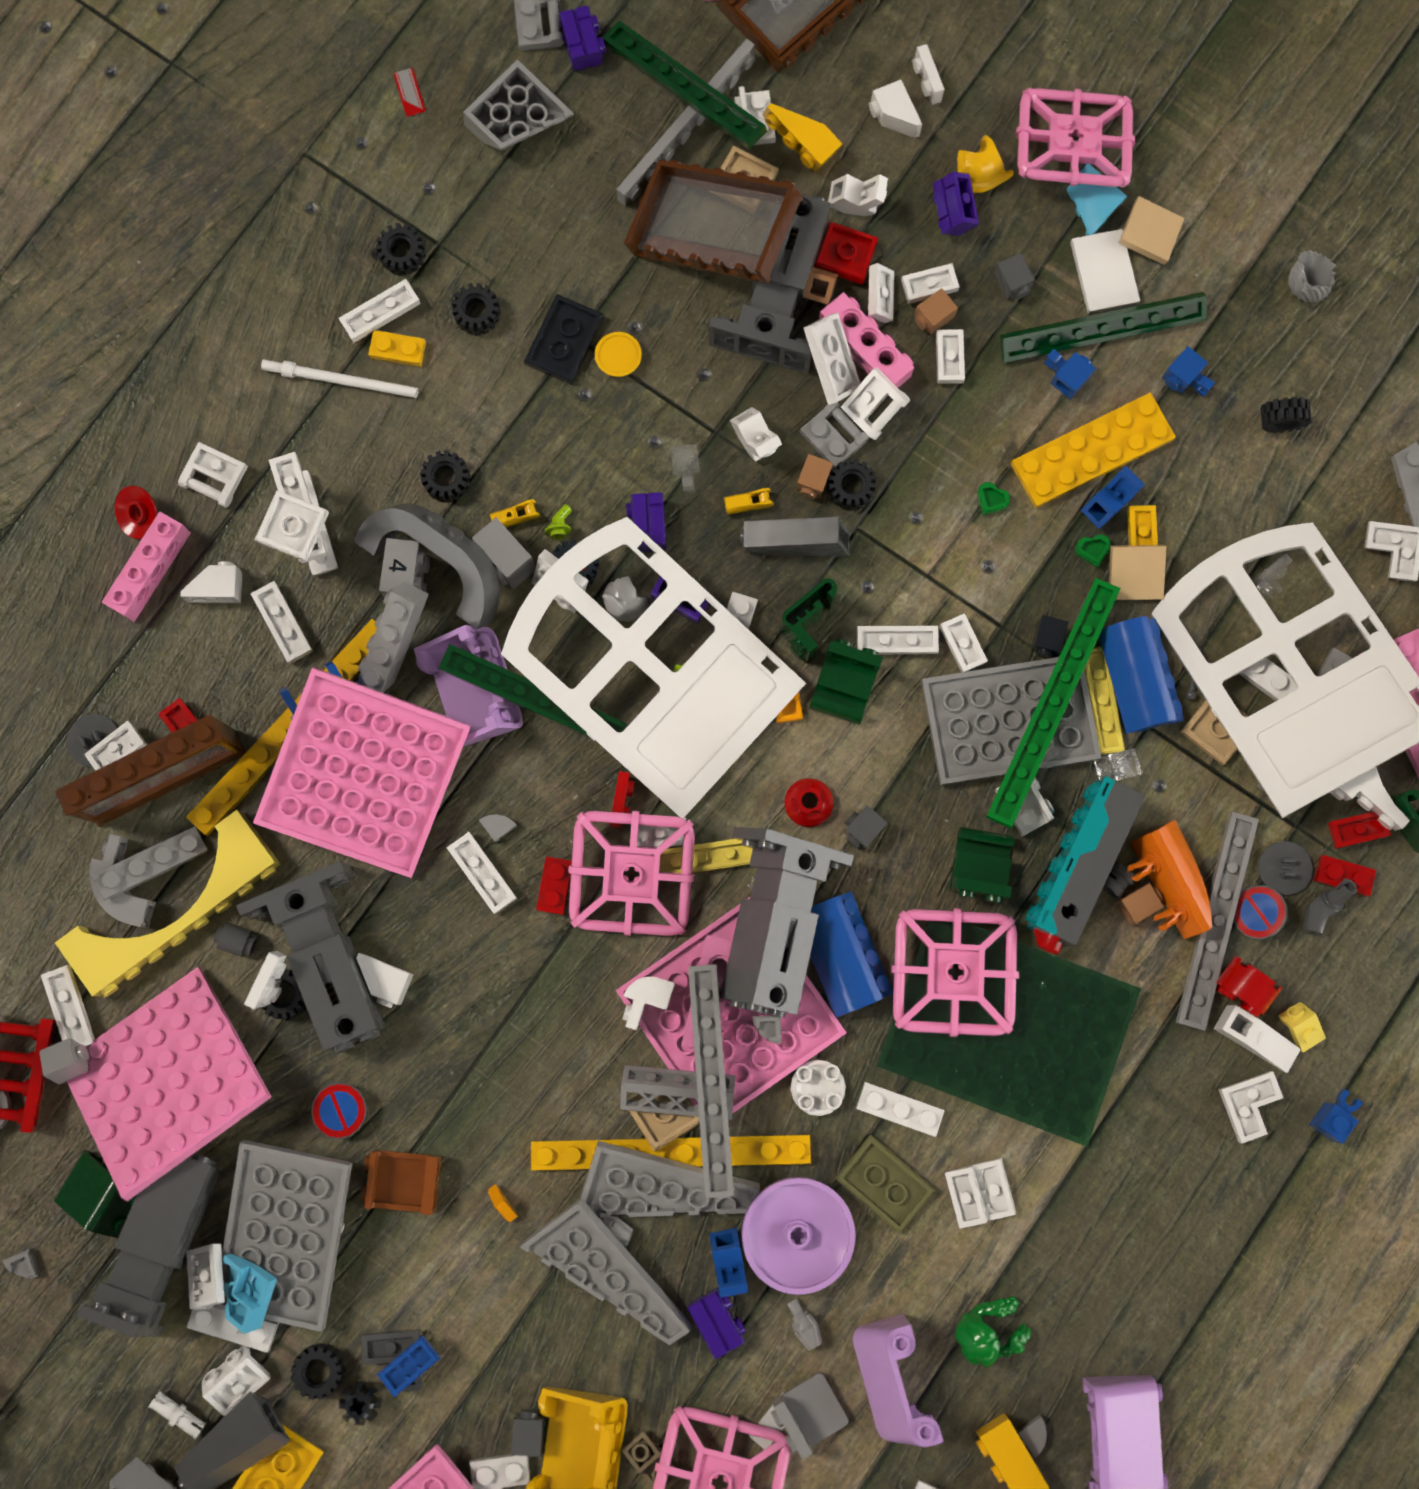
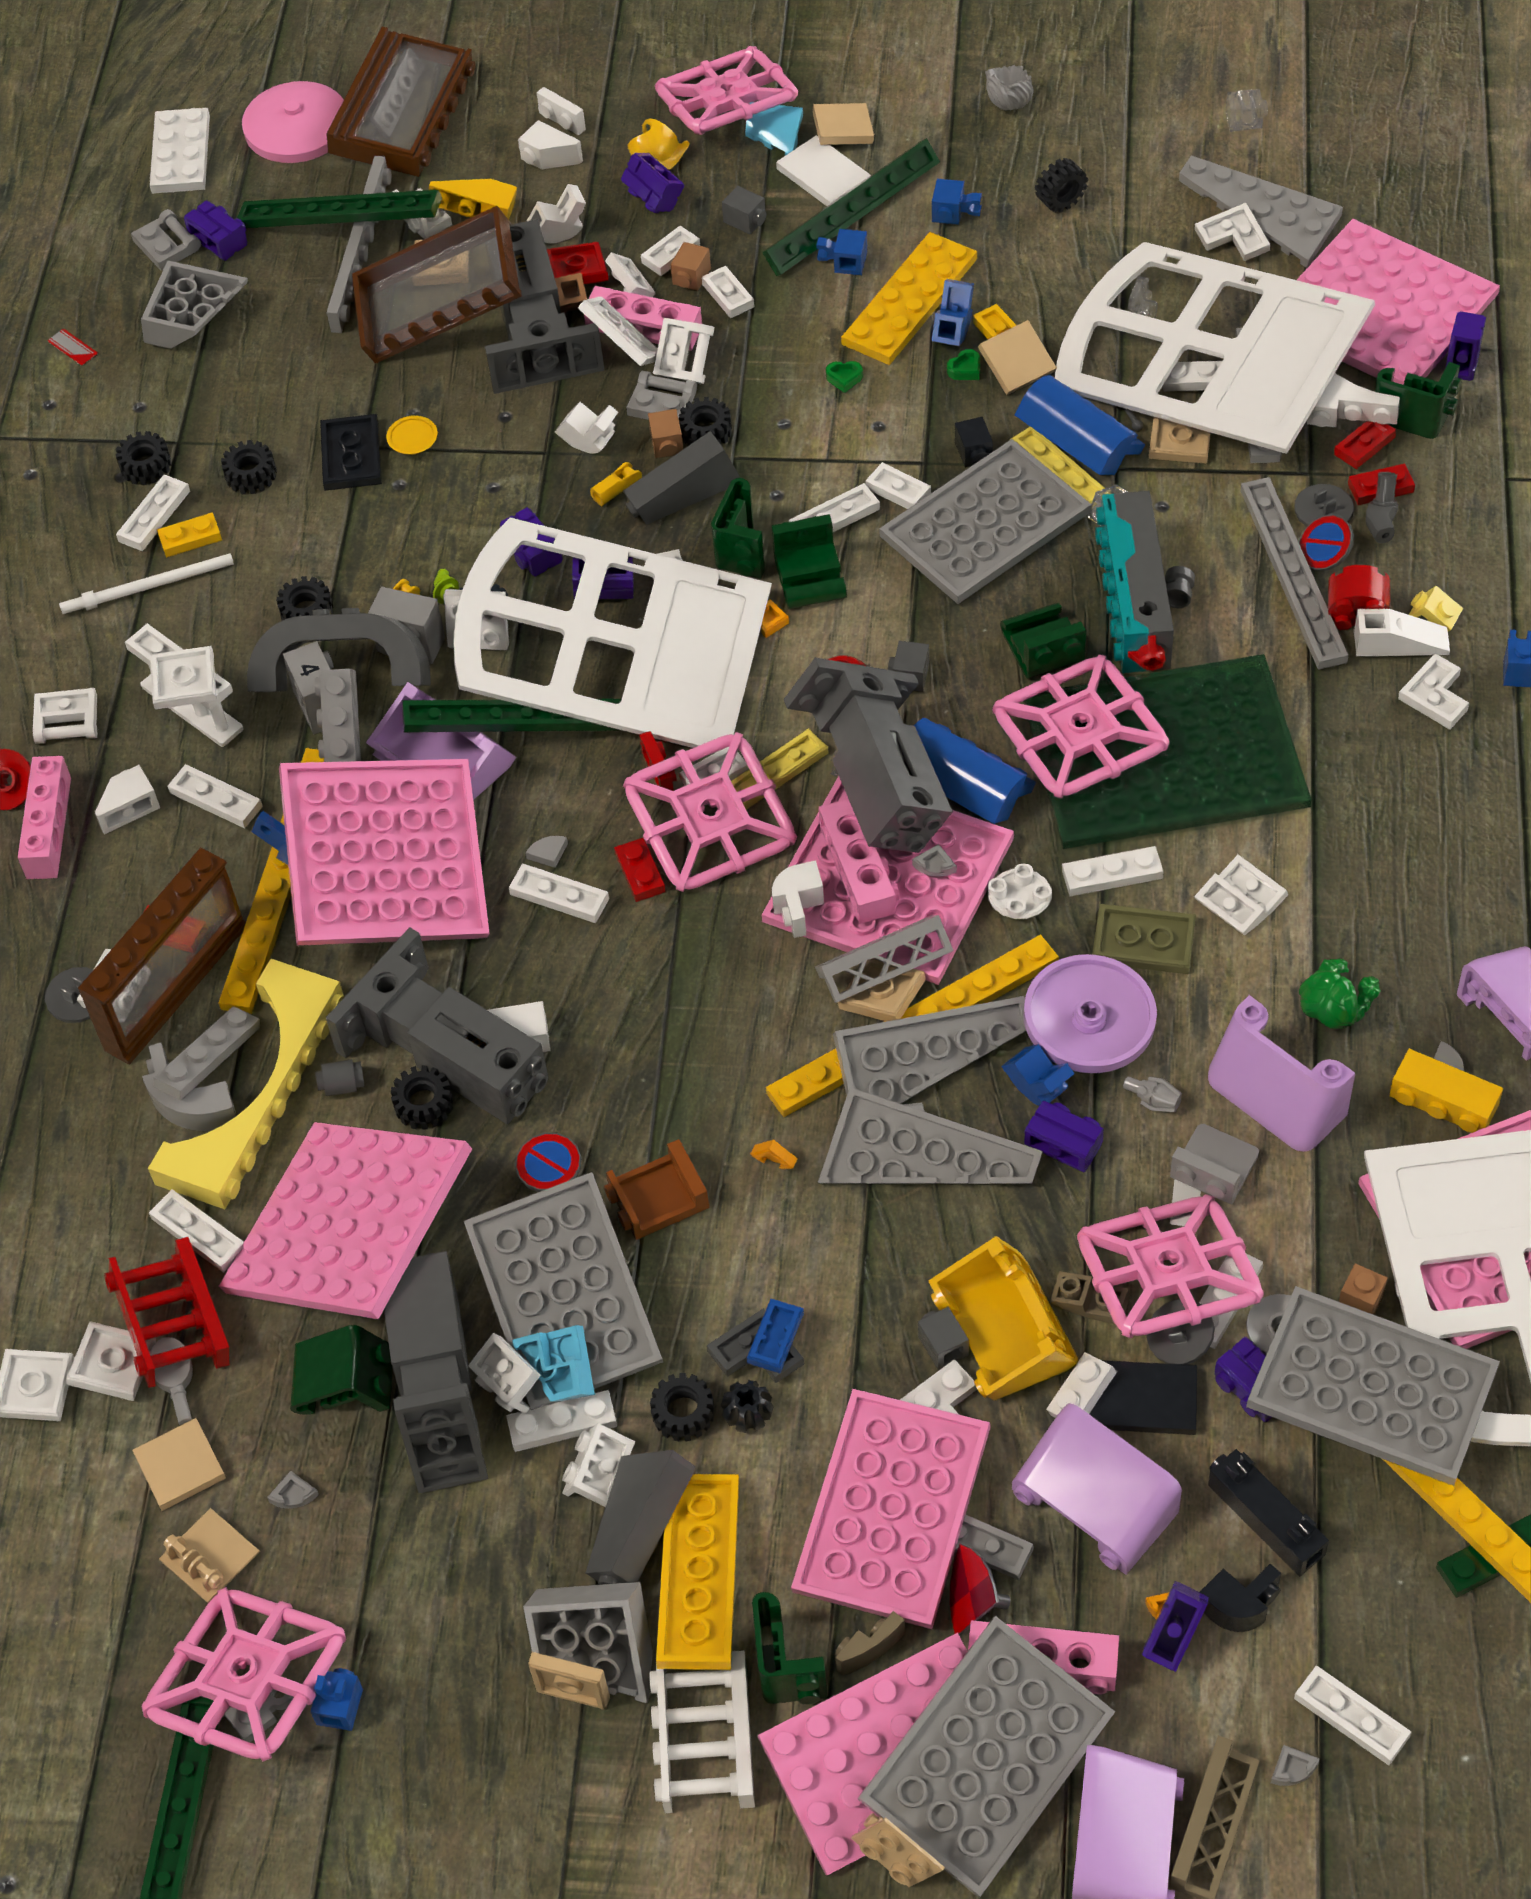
camera: 25 degrees left, 25 degrees down
(64, 1060) = (225, 1259): light grey brick -> none
(177, 1415) = (556, 1532): white pin -> none
(267, 983) = (402, 1068): white plate -> none
(622, 600) = (551, 594): light grey hair -> none
(685, 463) = (535, 484): clear plate -> none
(710, 1081) = (909, 911): light grey plate -> none
(1034, 811) = (1048, 574): white bracket -> none
(1053, 703) = (1014, 480): green plate -> none
(1140, 903) = (1212, 594): medium nougat brick -> none
(1175, 873) = (1227, 555): orange piece -> none

